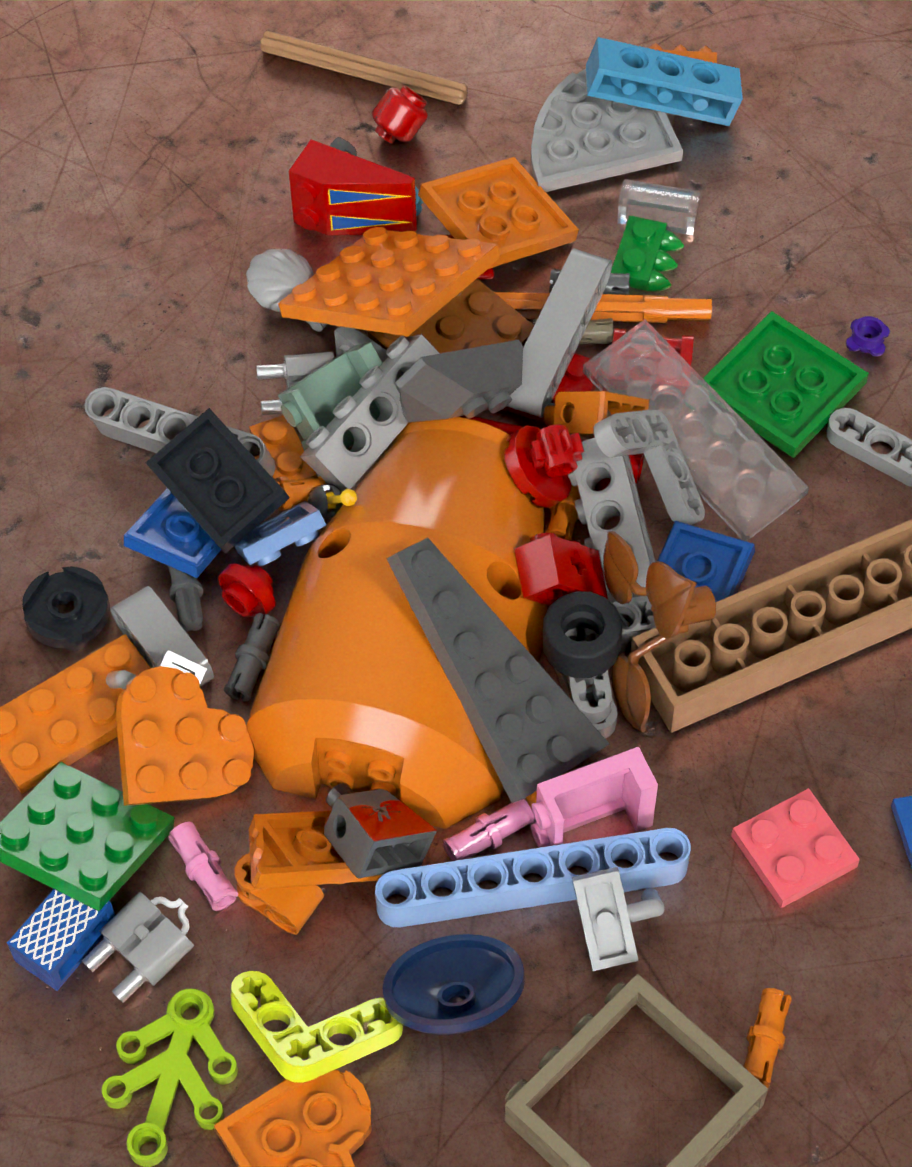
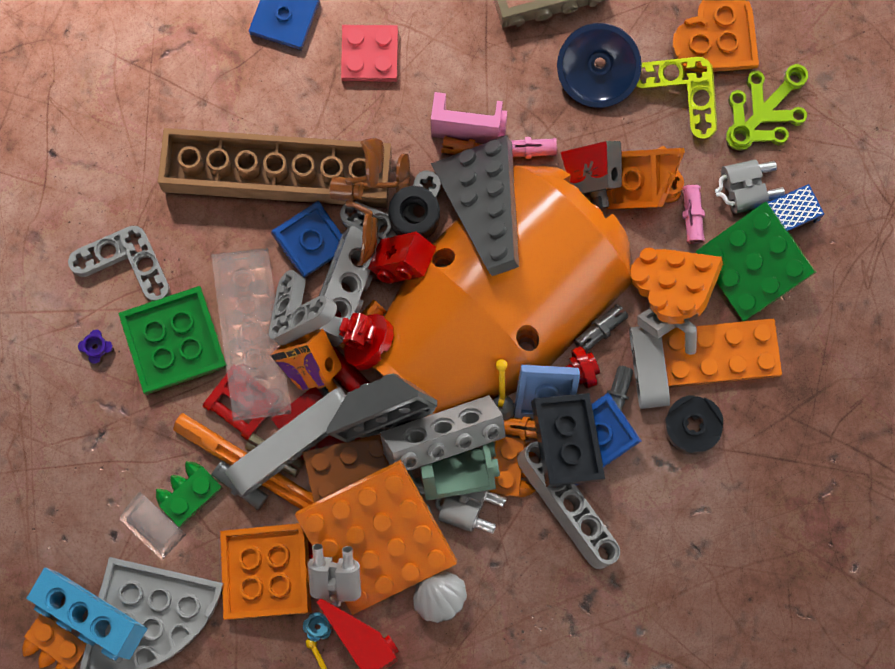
camera: 150 degrees left, 20 degrees up
(410, 214) = (334, 578): none -> light grey piece
(510, 868) = (511, 96): light blue beam -> none
(608, 918) = (497, 58): plate -> none

